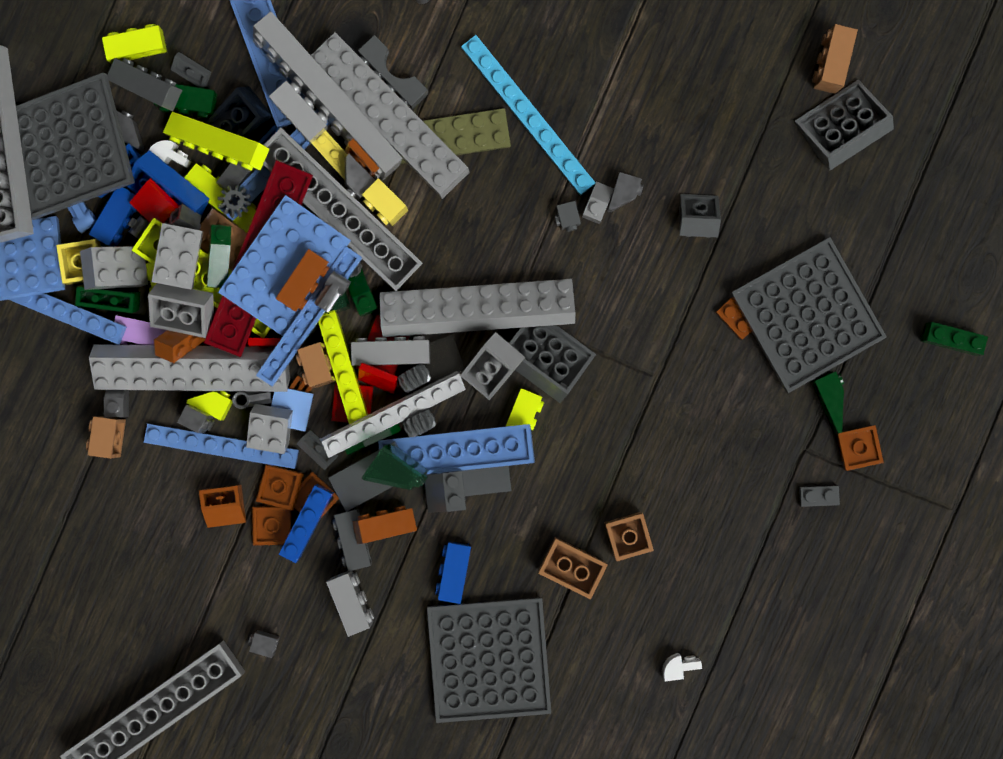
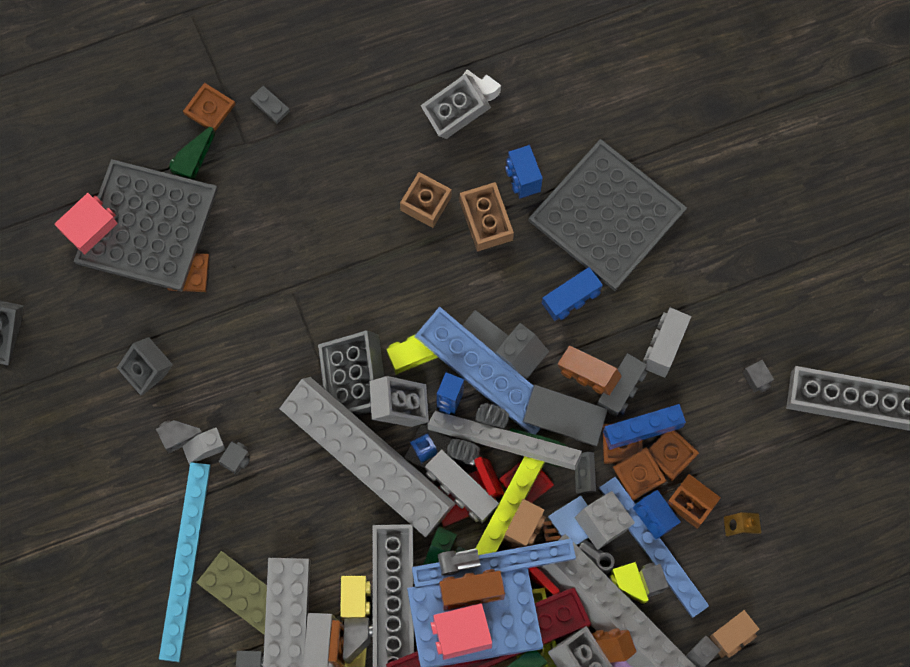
camera: 135 degrees left, 15 degrees down
(172, 525) = (745, 523): none -> pearl gold bracket
(238, 469) = (656, 514): none -> blue brick
(280, 244) = (461, 631): none -> coral brick
(396, 469) = (541, 395): clear green slope -> none
(445, 355) = (424, 448): none -> blue slope
(462, 407) = (450, 393): none -> blue brick
(579, 629) = (523, 171): none -> blue brick
(679, 629) = (455, 106): none -> light grey brick
(850, 271) = (86, 223): none -> coral brick
(954, 339) = (69, 114): dark green brick -> none

